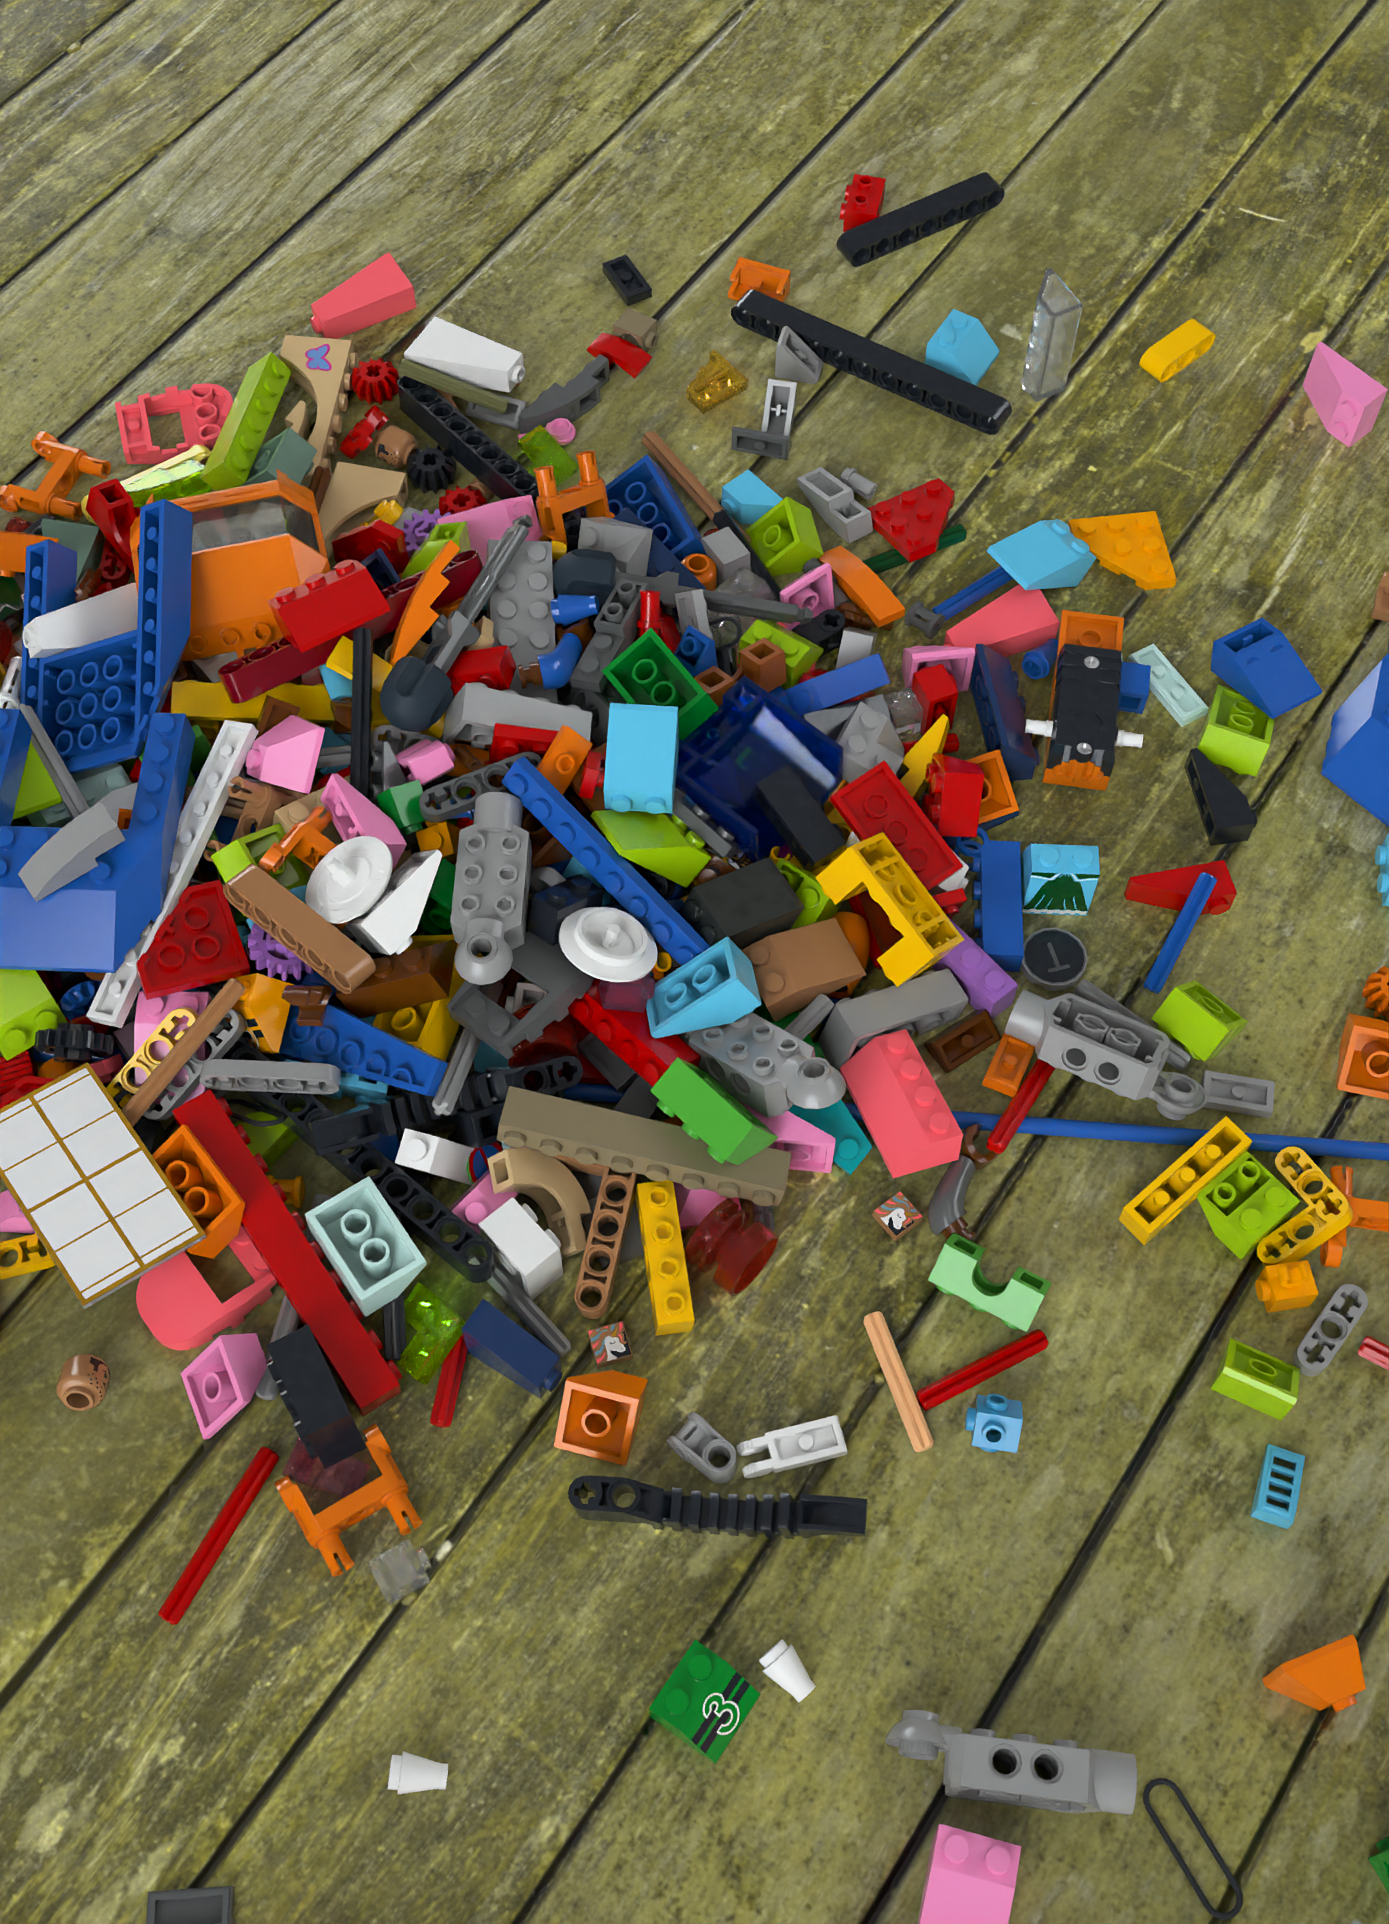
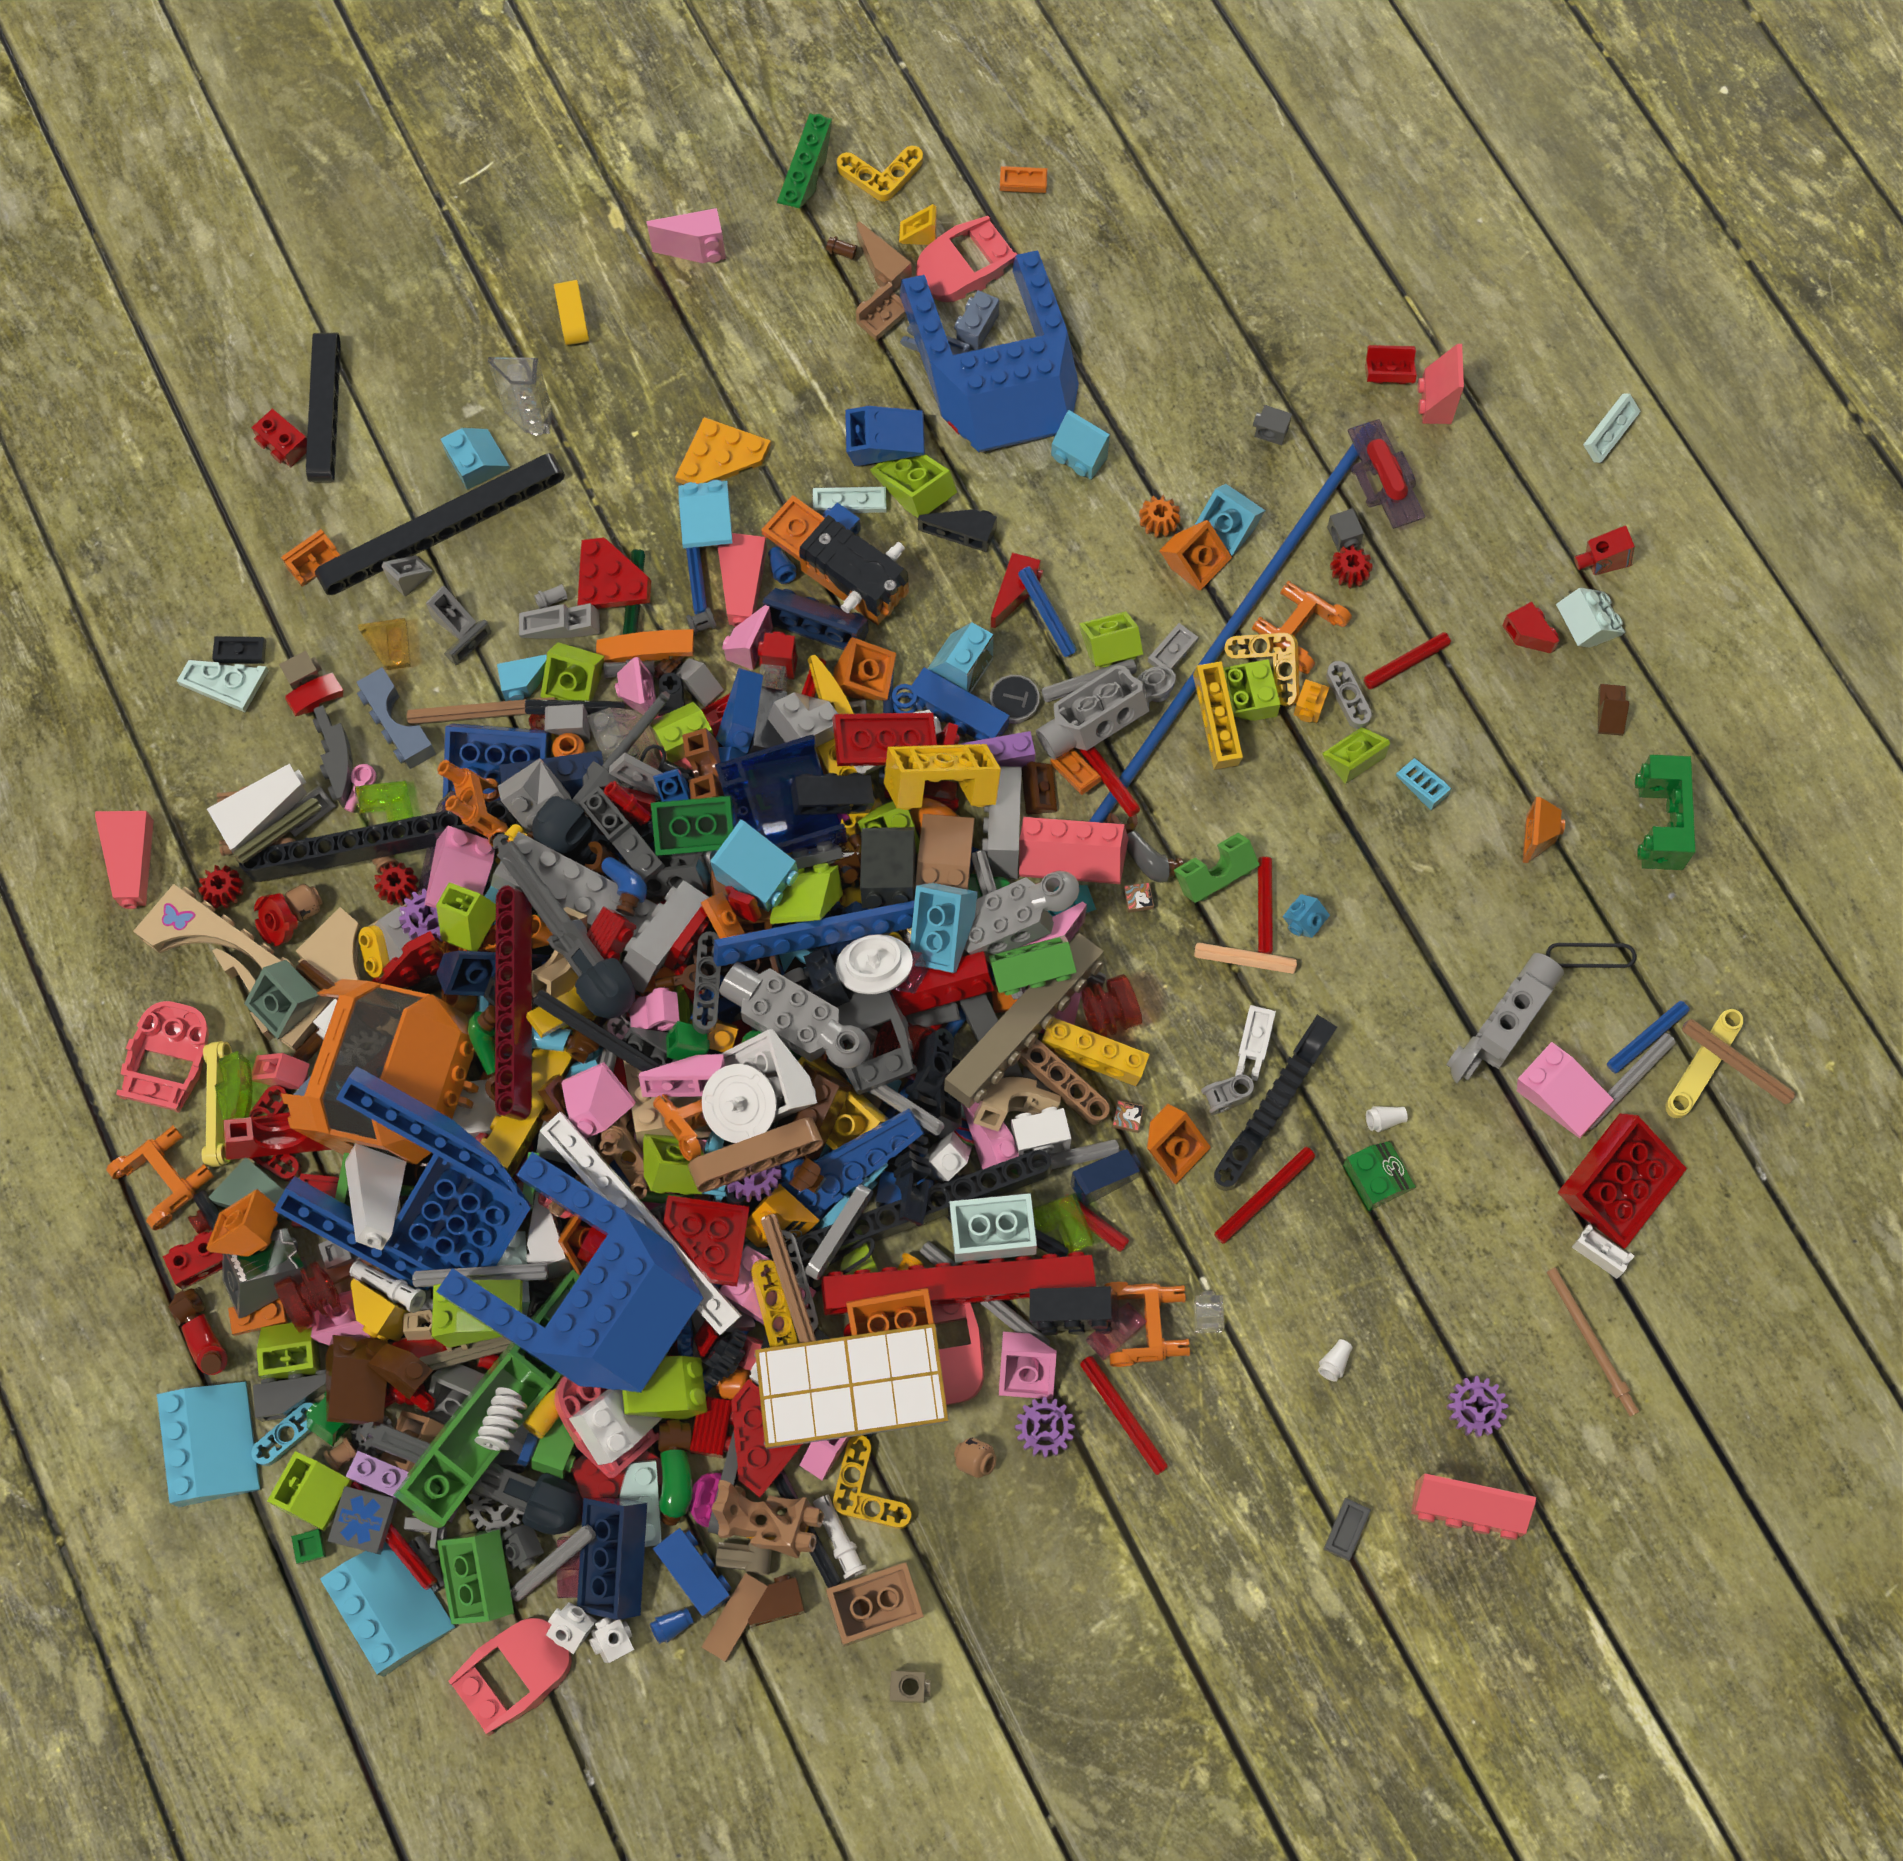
camera: 60 degrees left, 10 degrees up
(71, 852) = (614, 1277): light grey slope -> none
(88, 584) = (326, 1185): reddish brown axle -> none
(151, 1430) = (1036, 1418): none -> medium lavender gear
(246, 424) = (213, 1001): lime brick -> none
(327, 605) = (503, 1009): red slope -> none
(417, 613) = (540, 954): orange slope -> none
(431, 469) = (336, 879): black gear -> none
(572, 608) = (584, 846): blue cone -> none
(586, 287) = (223, 683): none -> light aqua wing
(597, 1565) = (1264, 1195): none -> red axle
(653, 402) = (381, 695): none -> sand blue arch
(953, 795) = (874, 687): red slope -> none

